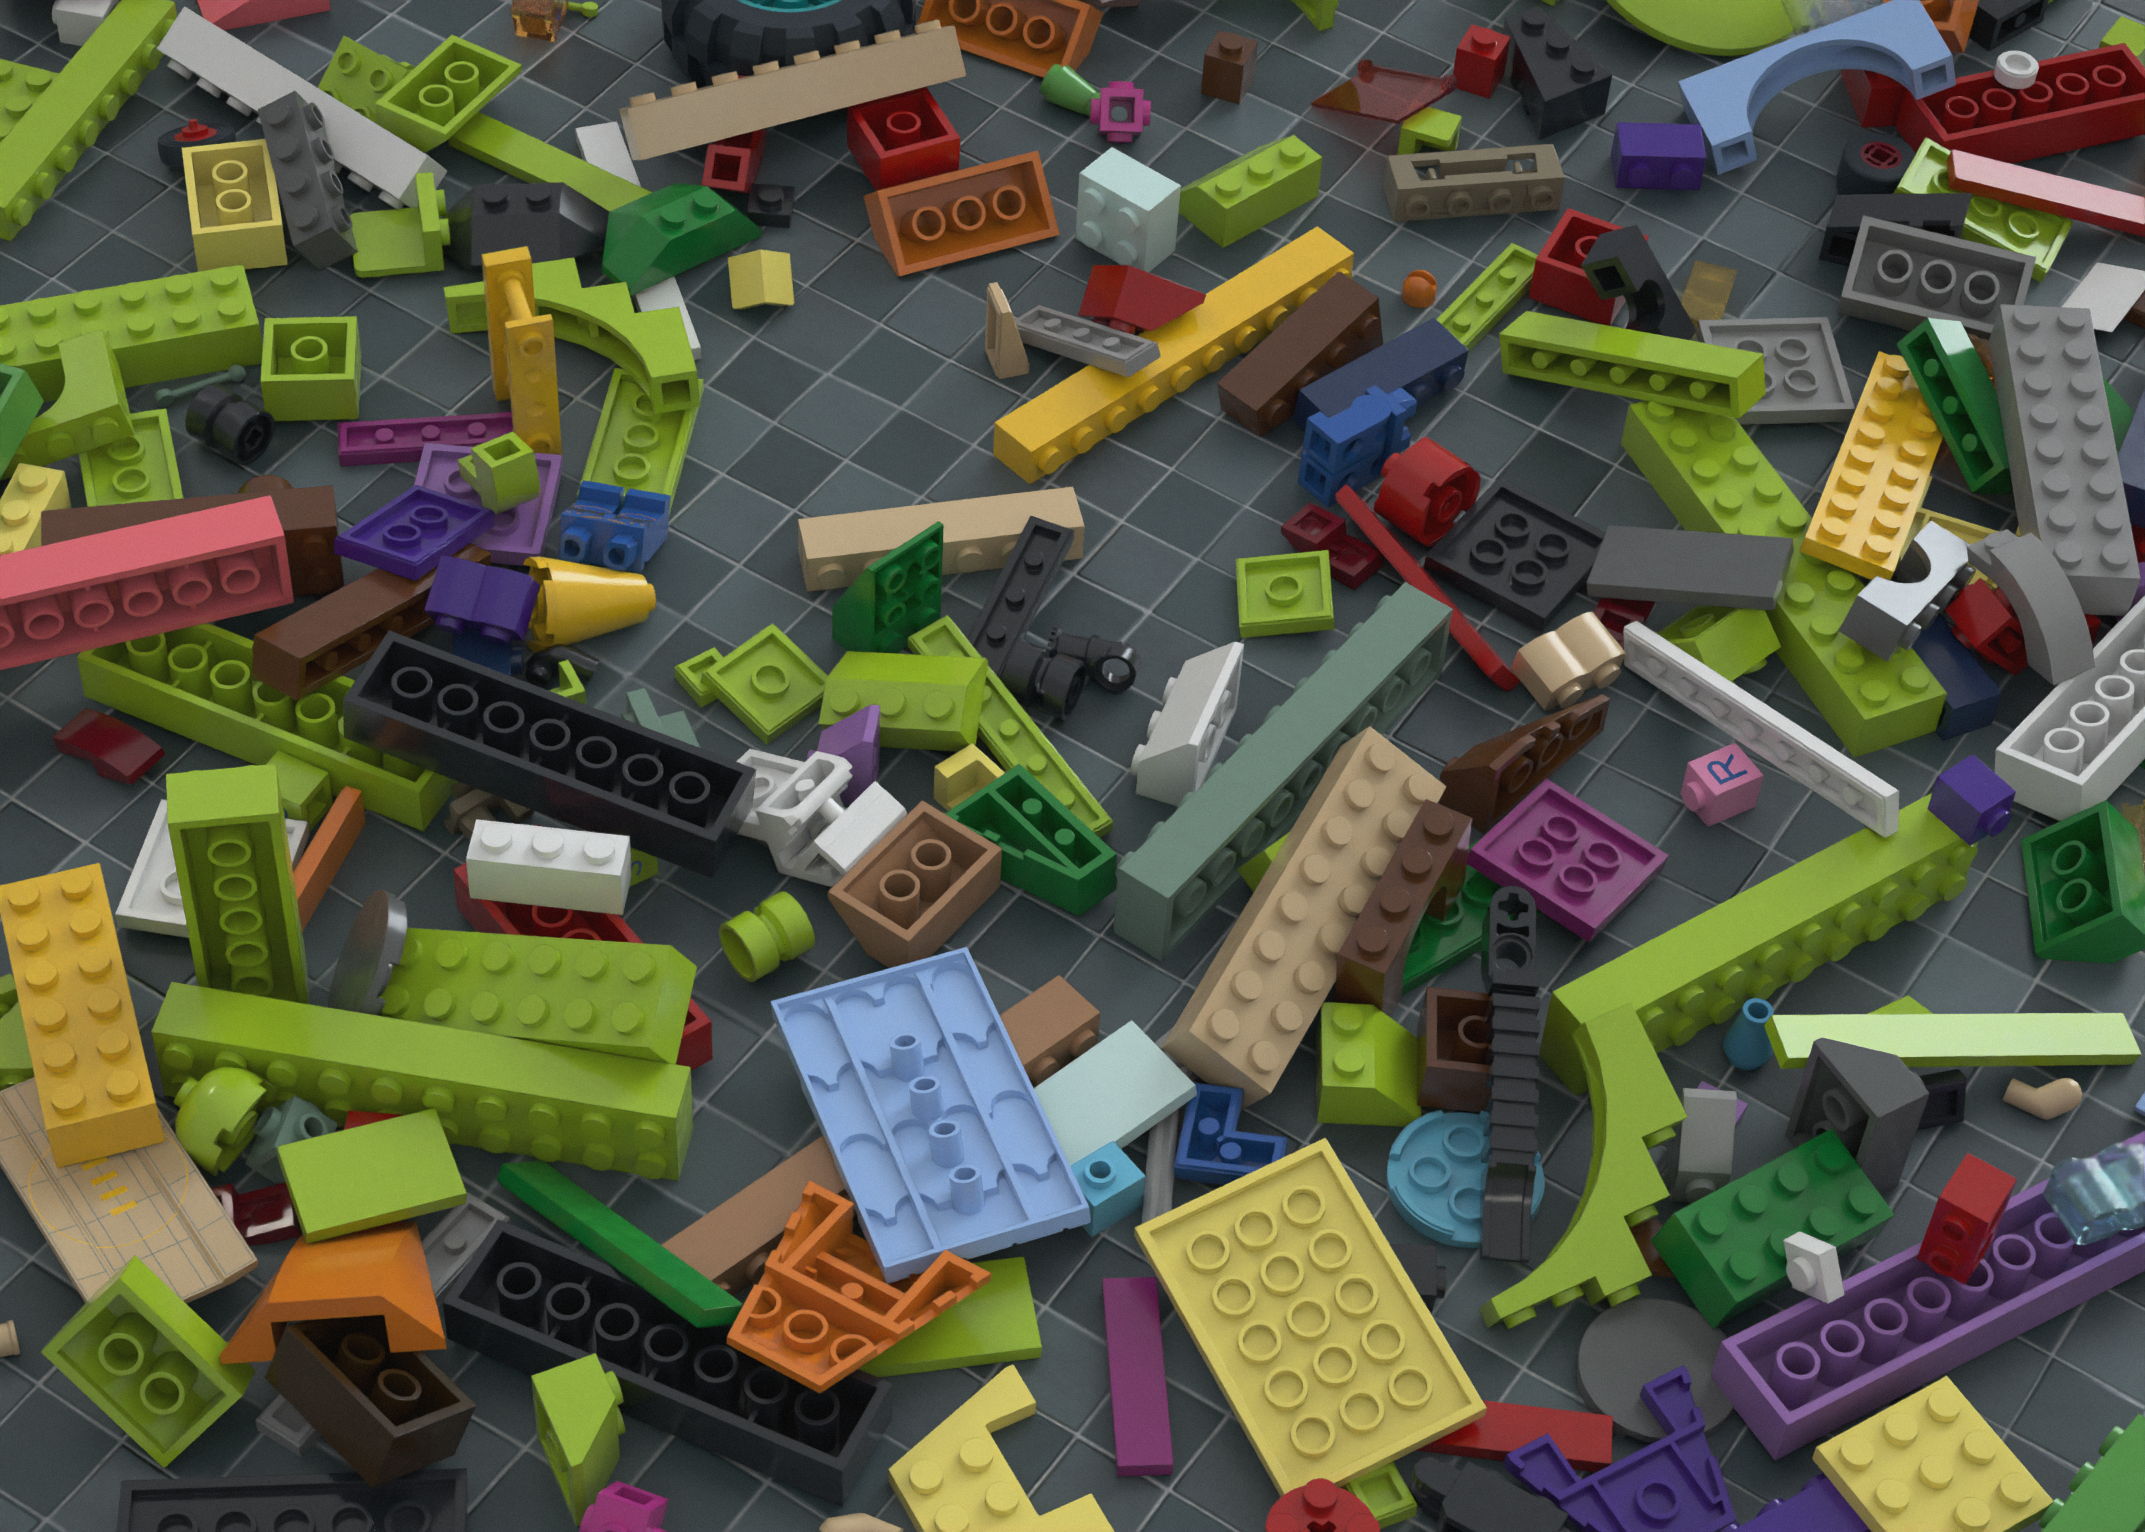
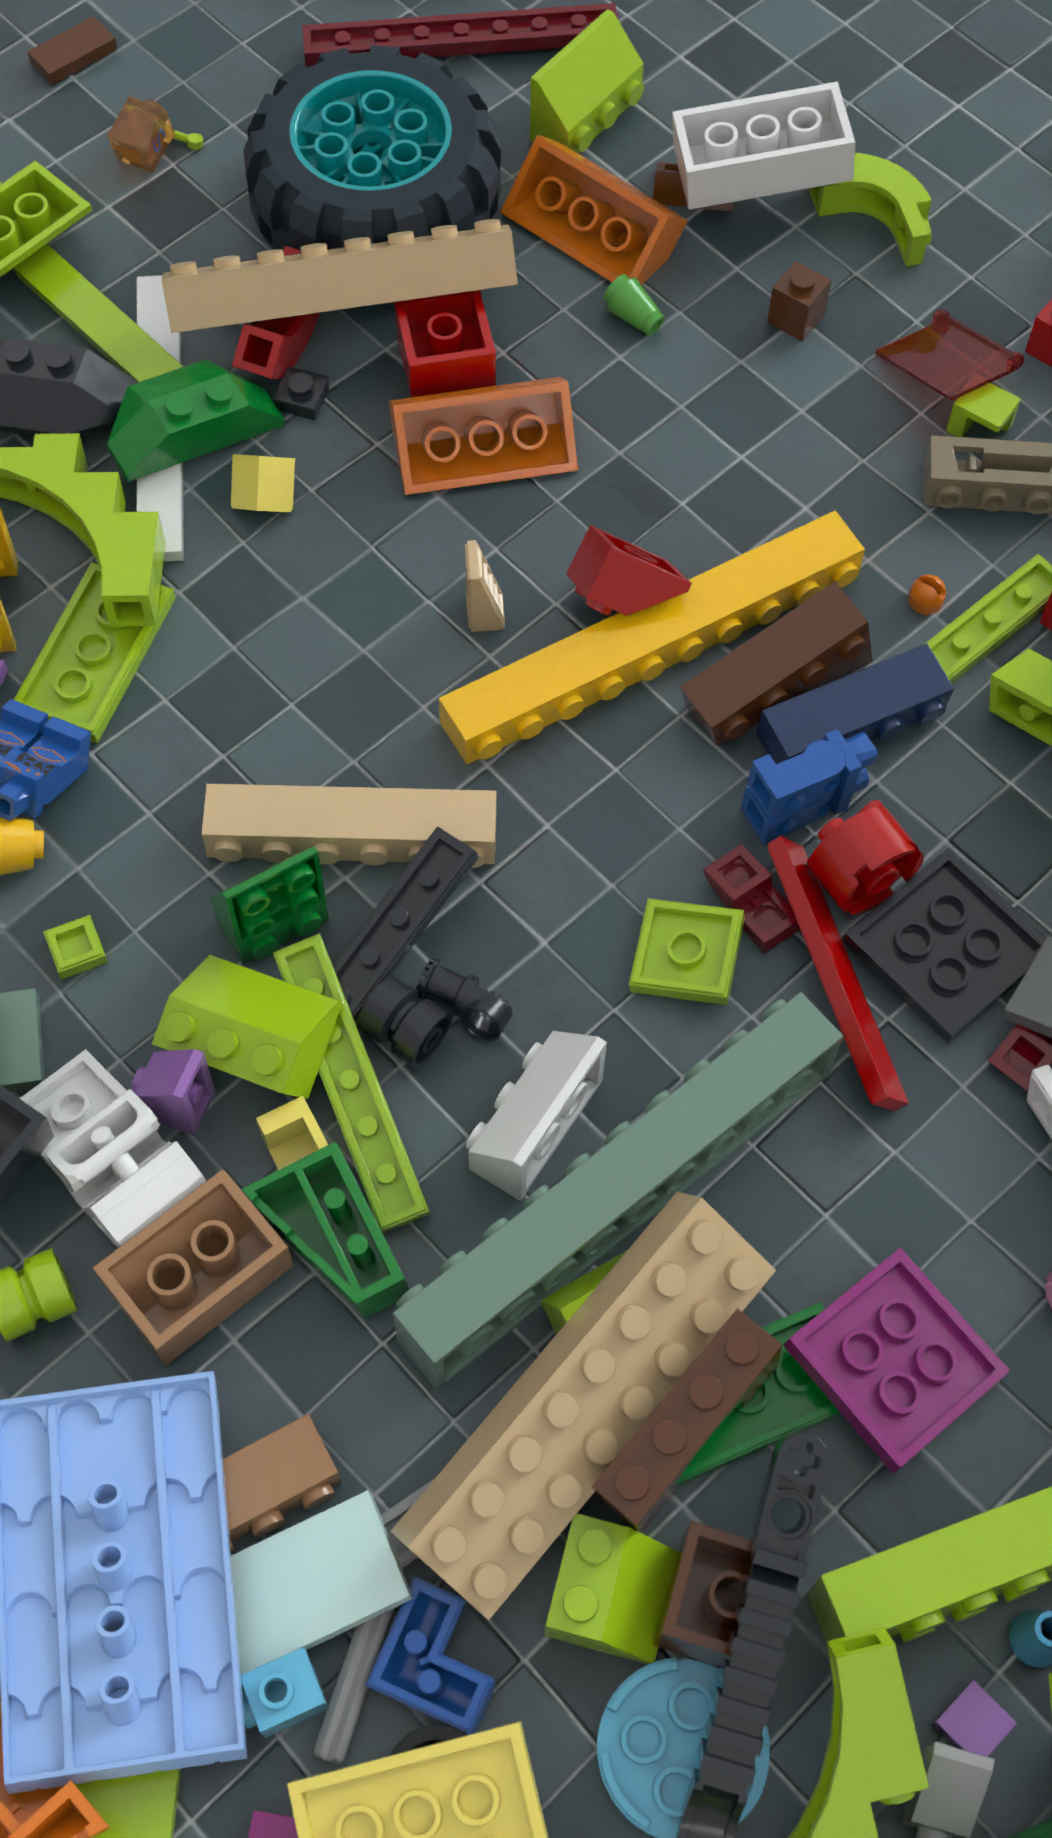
camera: 15 degrees right, 15 degrees up
(767, 683) = (128, 969): lime tile -> none
(1086, 341) = (559, 613): light grey tile -> none
(1120, 95) = (659, 350): dark pink brick -> none
(1127, 211) = (644, 463): light aqua brick -> none
(1252, 190) = (782, 449): lime slope -> none
(1509, 767) = (860, 1223): reddish brown wedge -> none
(1569, 661) = (965, 1096): tan brick -> none

